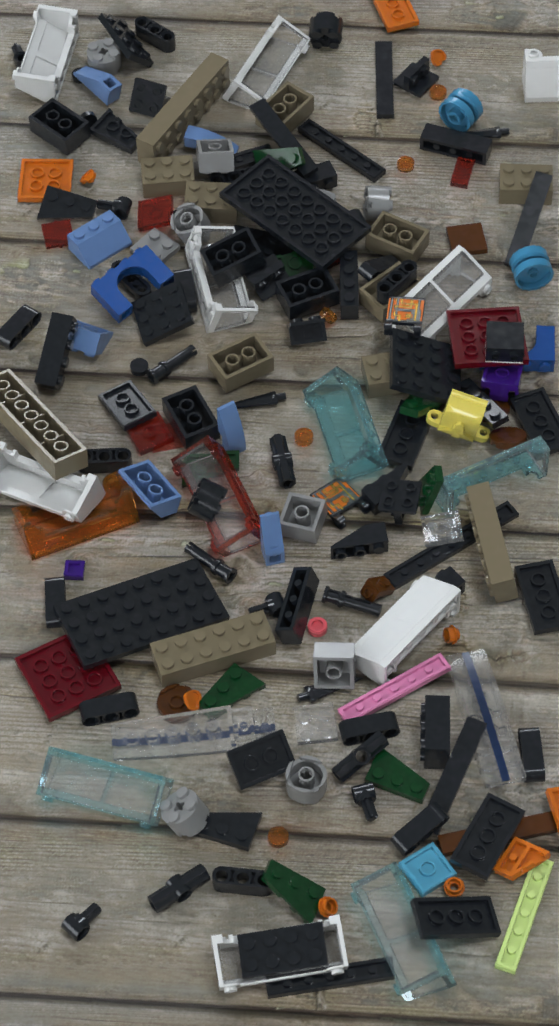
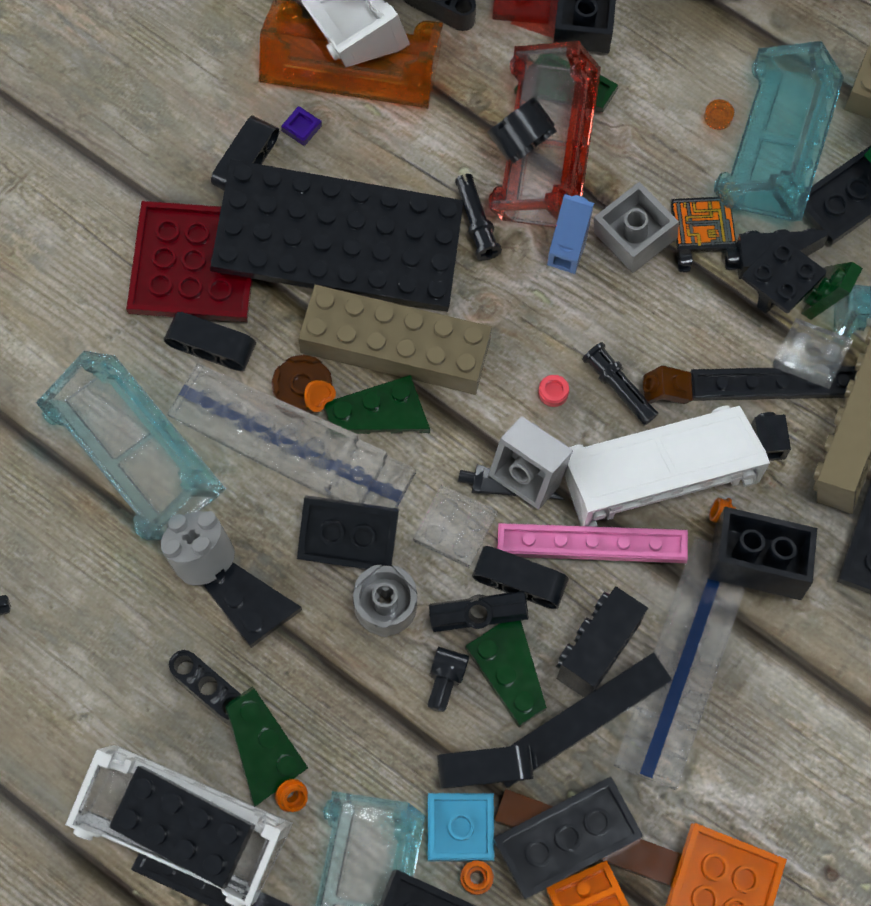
camera: 30 degrees right, 15 degrees up
(152, 487) = (465, 71): medium blue slope -> none
(178, 888) = (123, 644): black piece -> none
(230, 427) = (623, 47): medium blue slope -> none
(261, 400) = (698, 31): black bar -> none
(272, 605) = (515, 327): black axle -> none
(278, 837) = (300, 653): clear orange tile -> none
(282, 461) = (666, 132): black piece -> none
(297, 605) = (543, 346): black brick -> none
(365, 540) = (696, 307): black slope -> none
(487, 639) = (763, 553): none -> black brick
(531, 754) = (712, 755): black beam -> none

